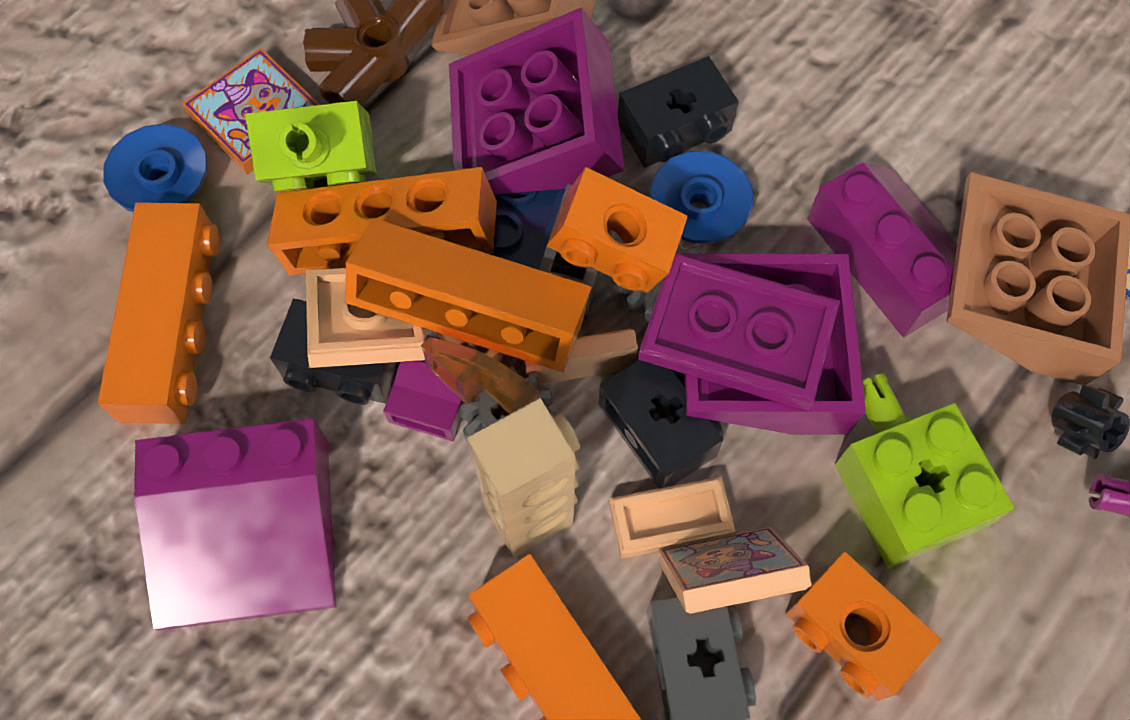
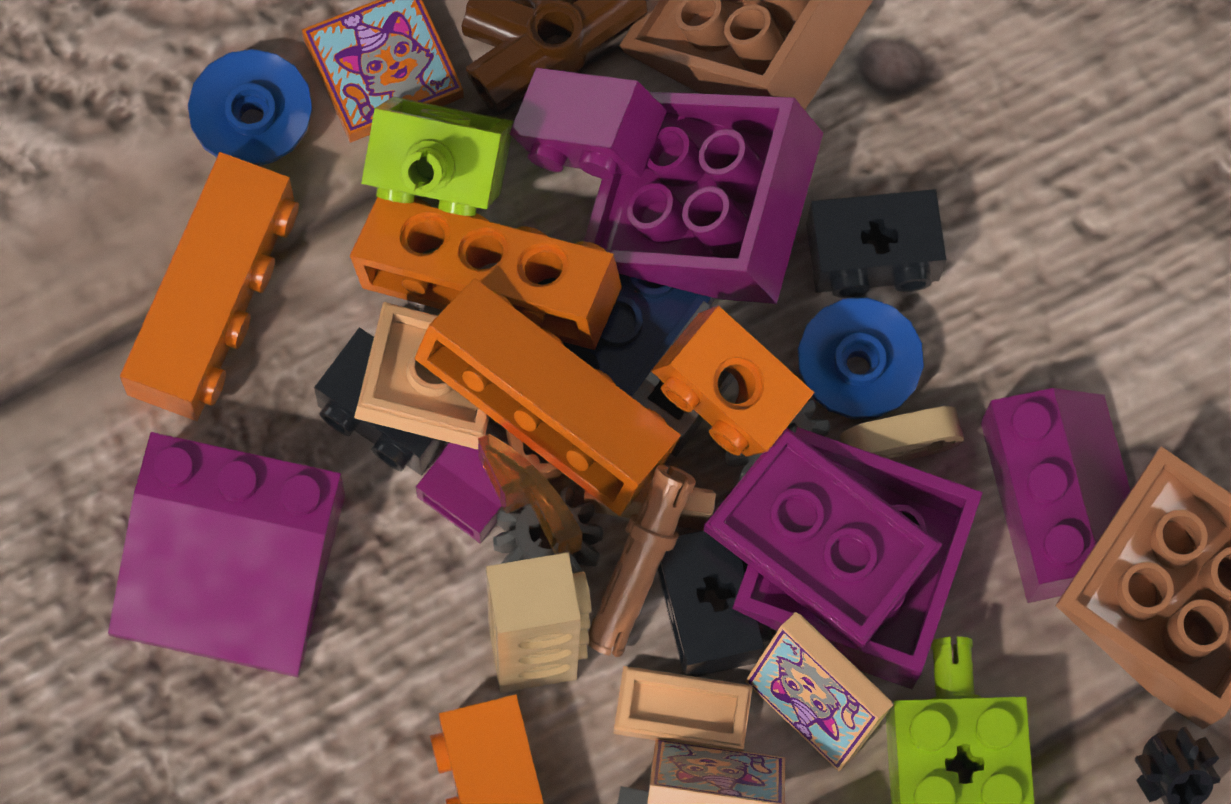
camera: 15 degrees right, 5 degrees up
(426, 89) = (588, 123): none -> magenta brick
(594, 392) = (646, 545): none -> nougat pin
(766, 236) = (908, 434): none -> tan beam
(785, 459) = (818, 691): none -> tile

